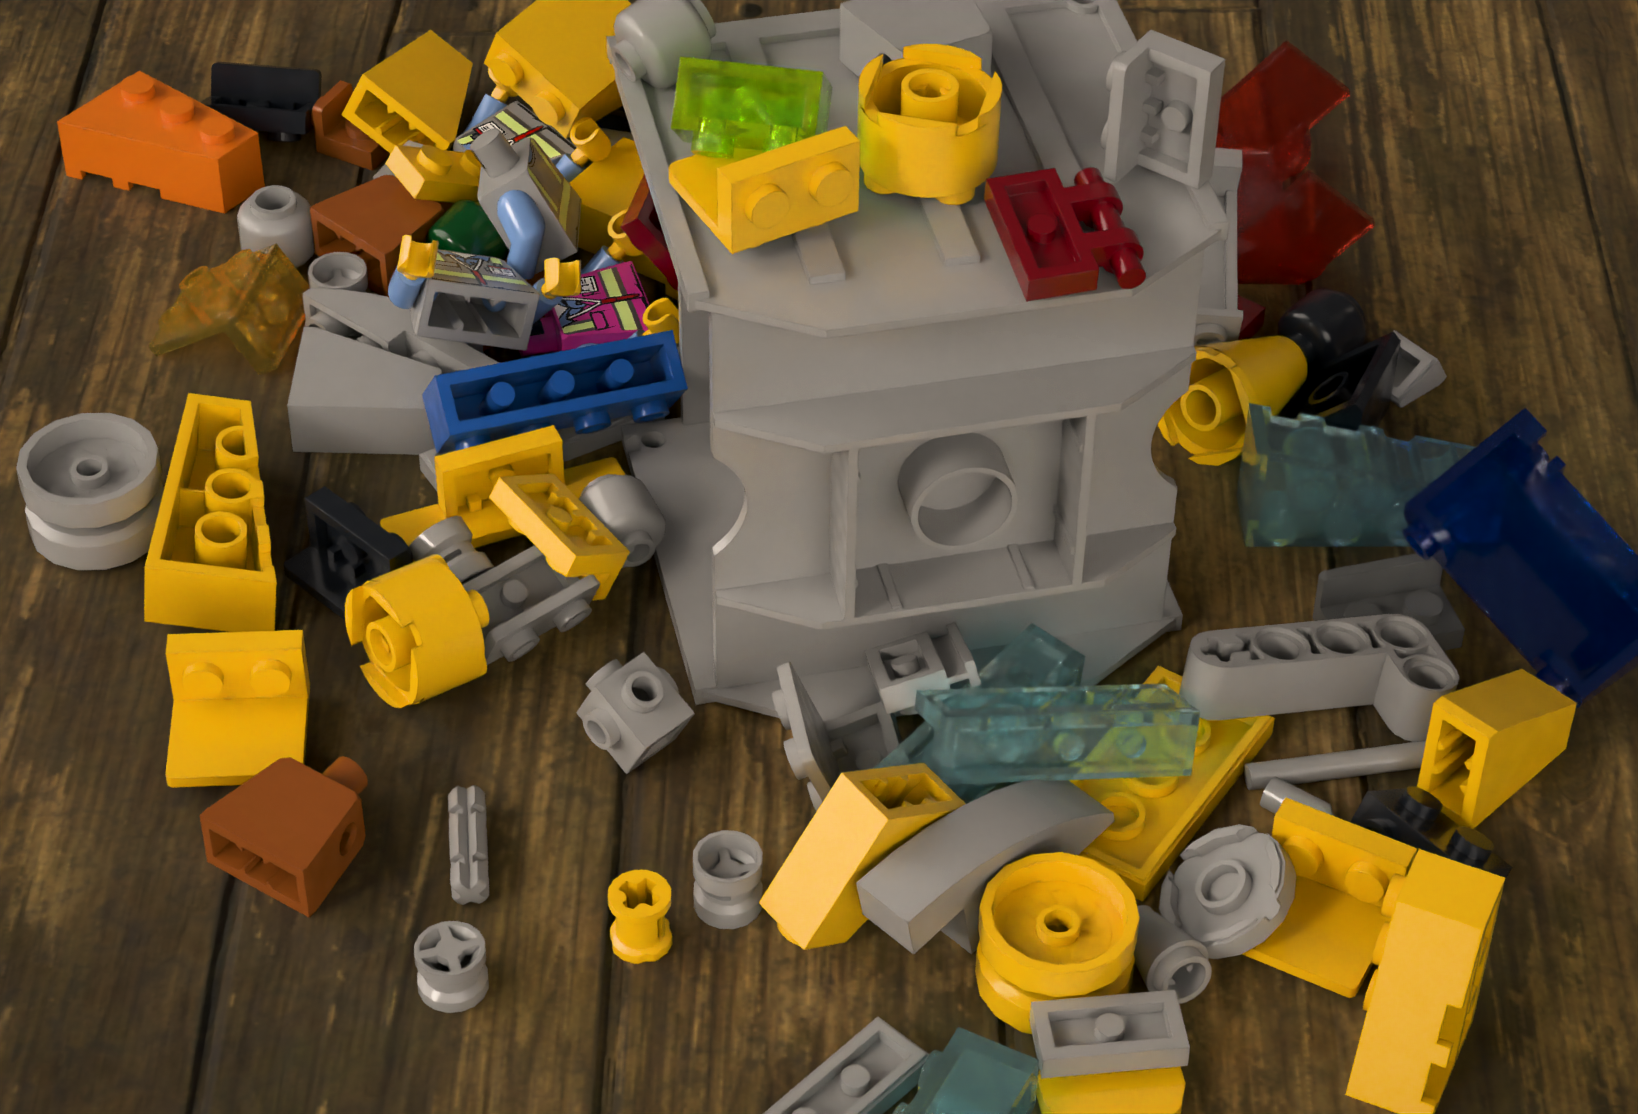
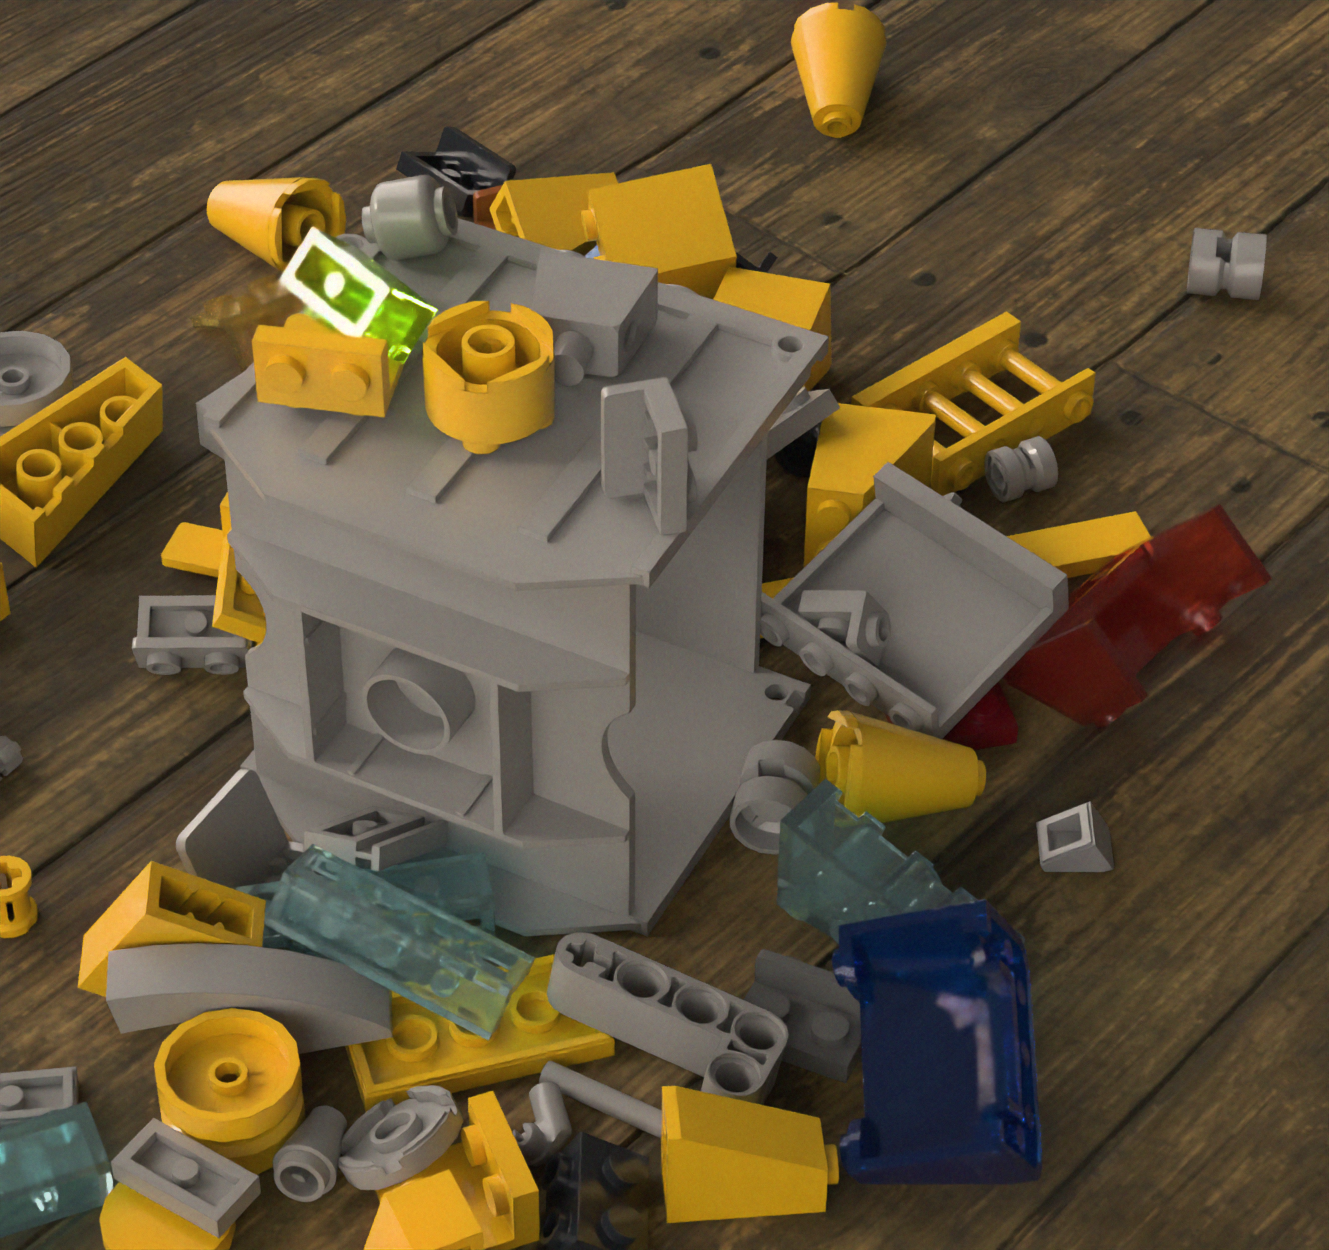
camera: 40 degrees right, 0 degrees up
(143, 217) = (275, 214): none -> yellow cone
(164, 142) = (347, 151): orange wedge -> none
(342, 551) = (116, 544): black bracket -> none
(418, 631) = (90, 611): yellow brick -> none
(452, 542) = (181, 568): light grey wheel -> none
(633, 710) = (164, 751): light grey brick -> none
(727, 879) = (83, 898): light grey wheel -> none
(1044, 235) = (478, 498): dark red plate -> none
(1188, 460) = (770, 785): none -> light grey wheel
(1324, 325) = (1029, 769): black head -> none
(1350, 387) = (978, 840): black slope -> none

